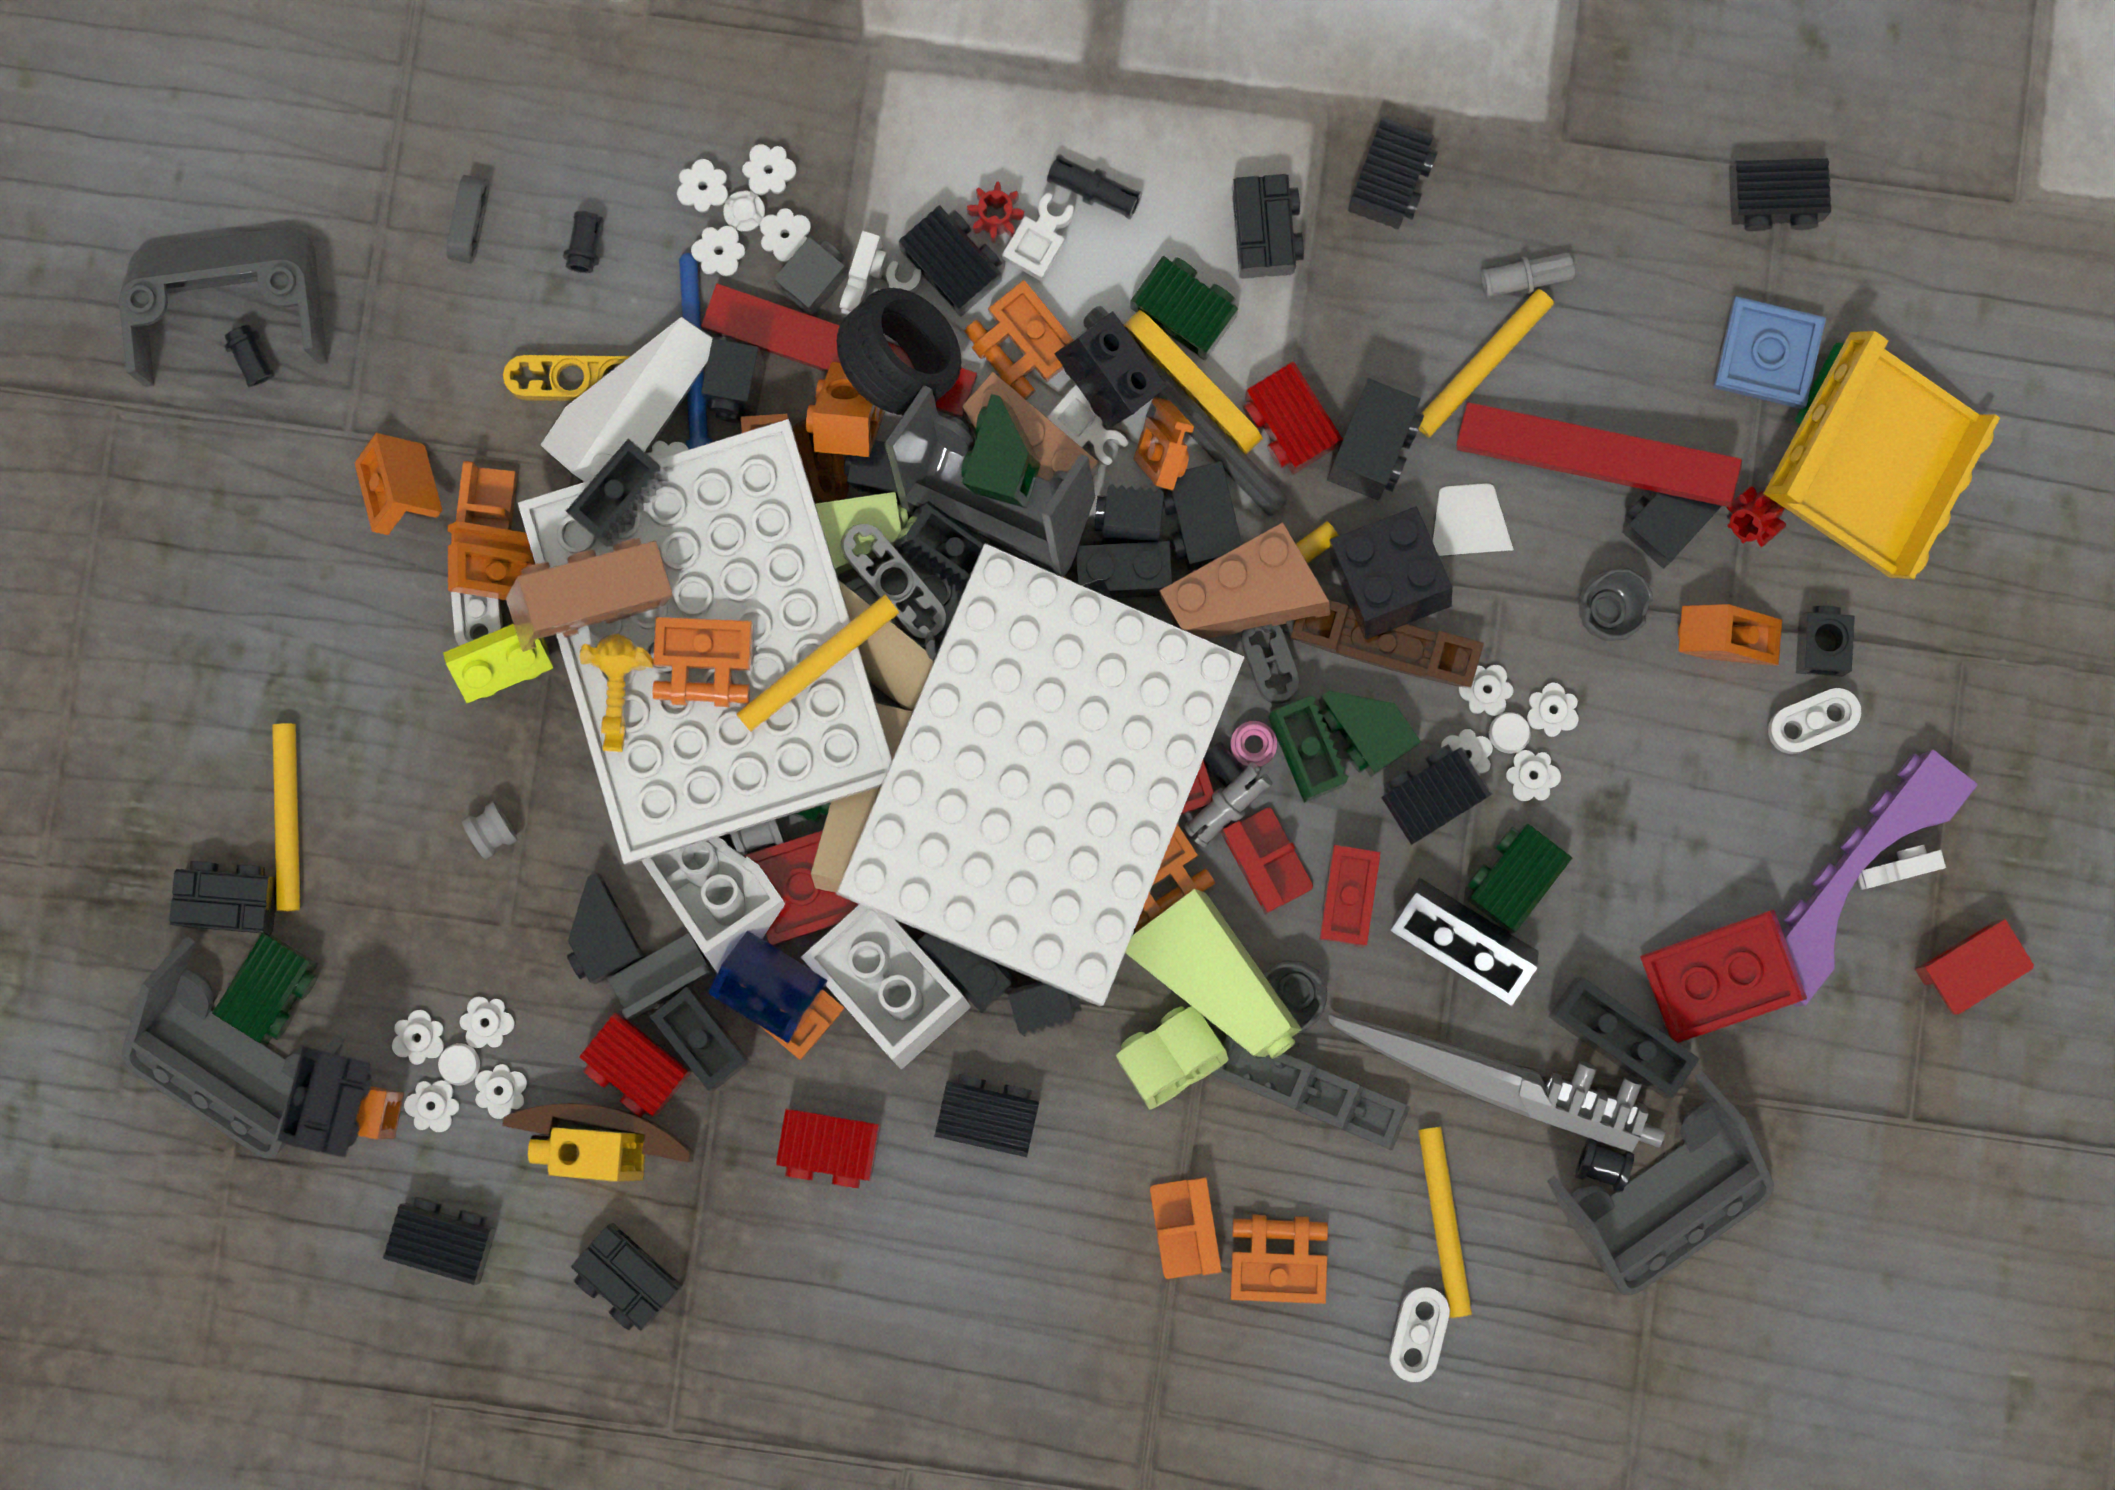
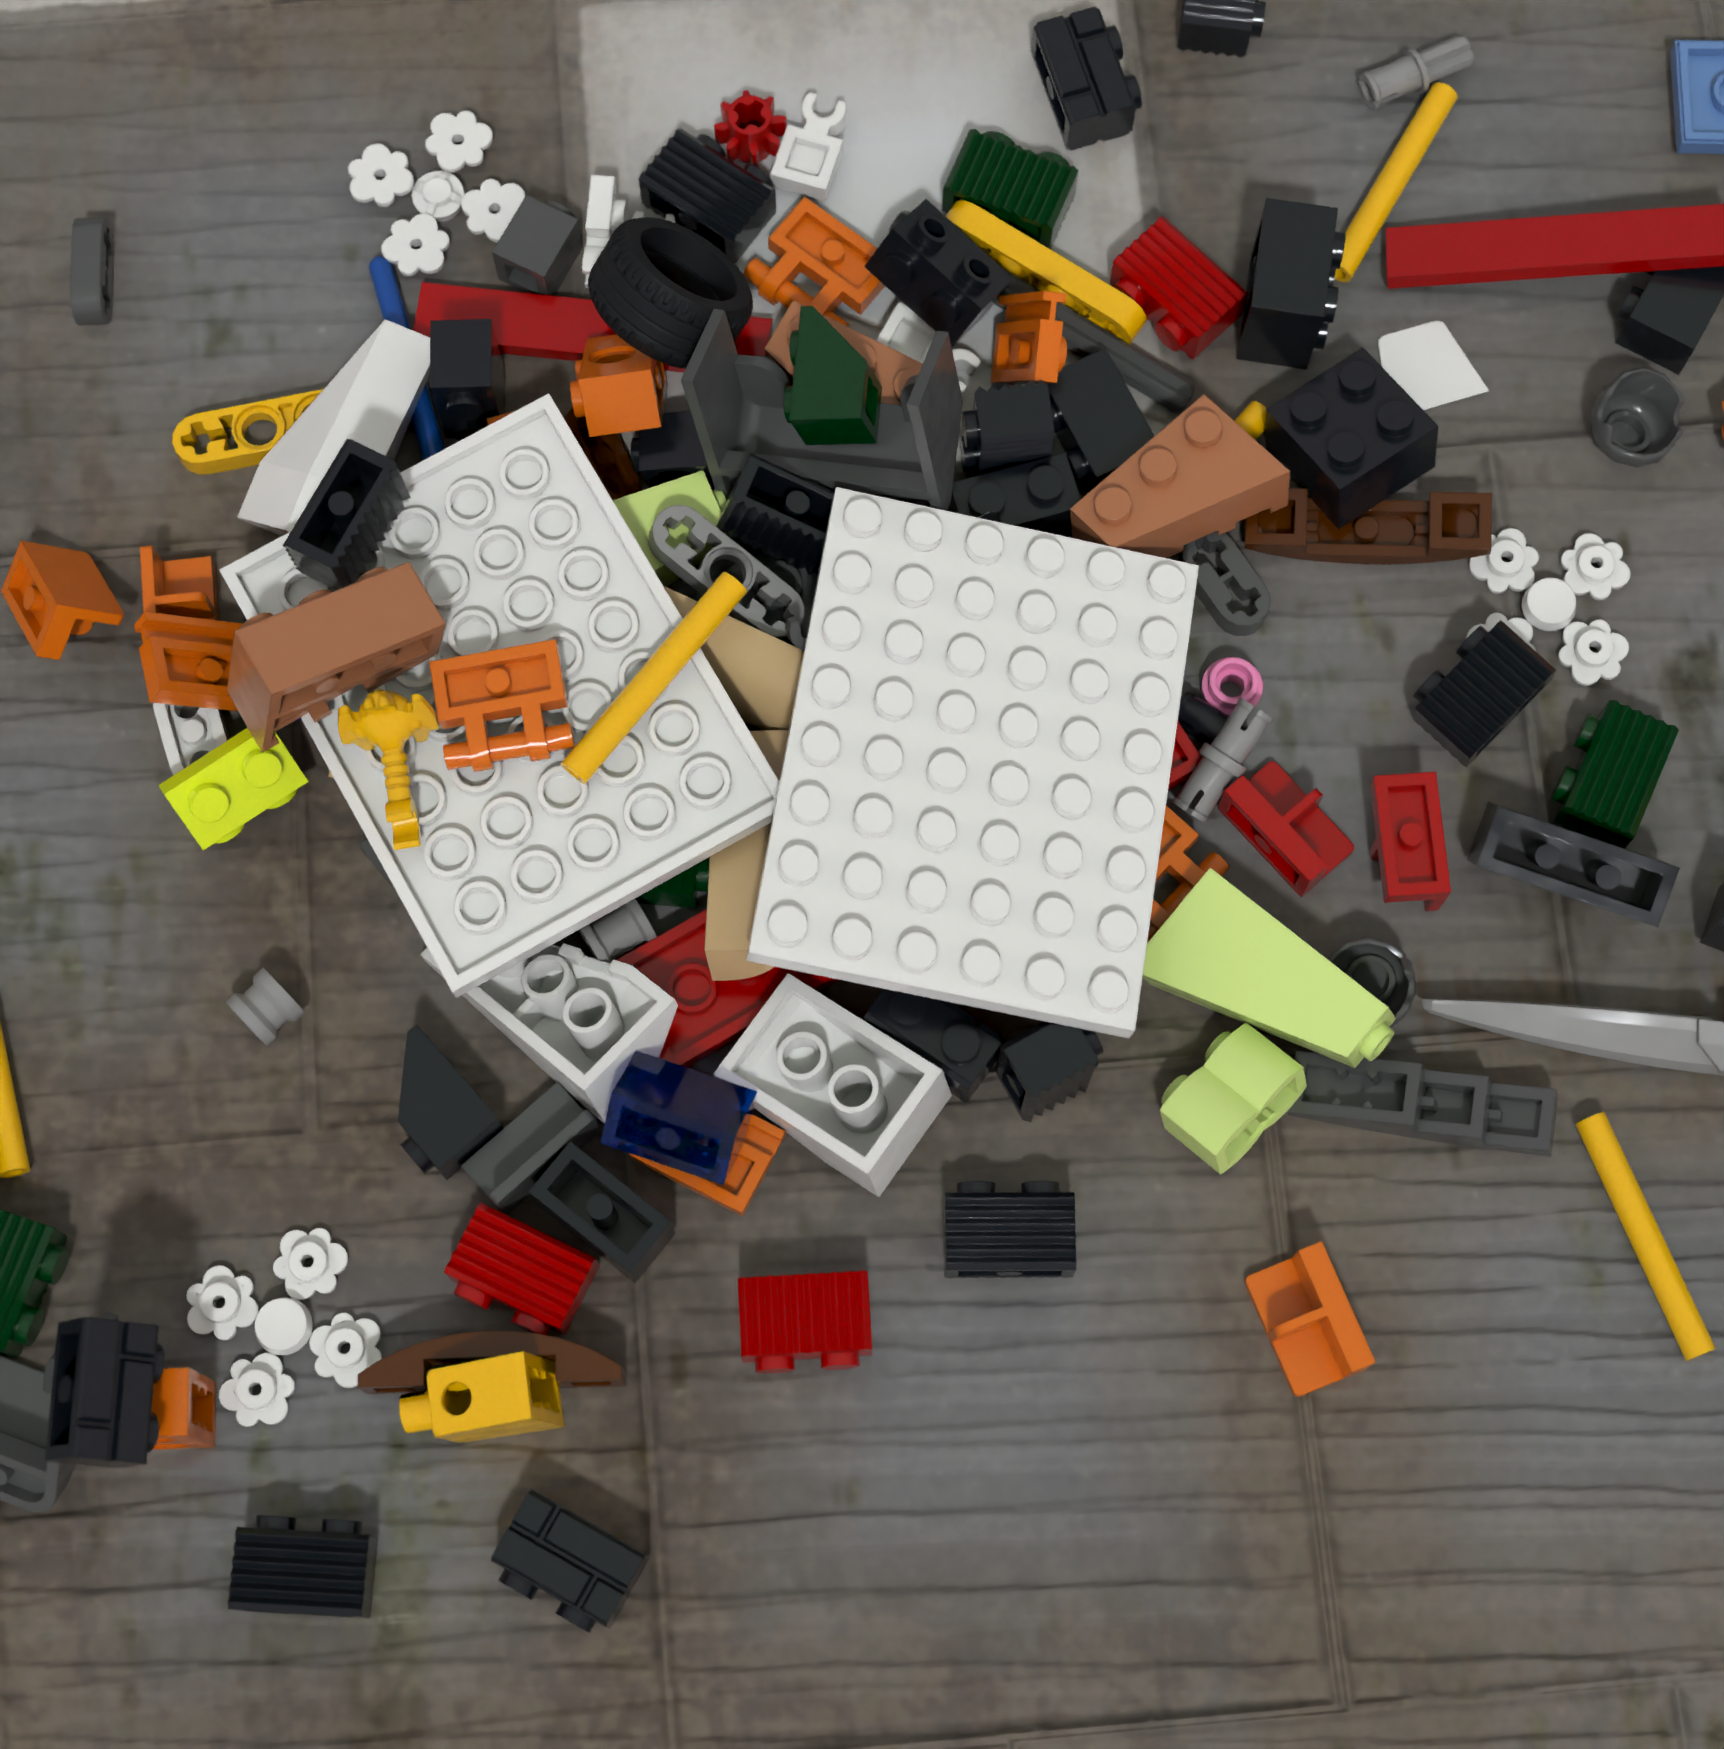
camera: 15 degrees left, 10 degrees down
(583, 243) = (244, 279): black pin -> none
(1094, 186) = (864, 78): black pin -> none
(1279, 1275) = (1446, 1355): orange plate -> none
(1308, 748) = (1306, 669): dark green brick -> none
(1371, 727) = (1375, 632): dark green slope -> none
(1420, 1334) = (1655, 1392): white plate -> none

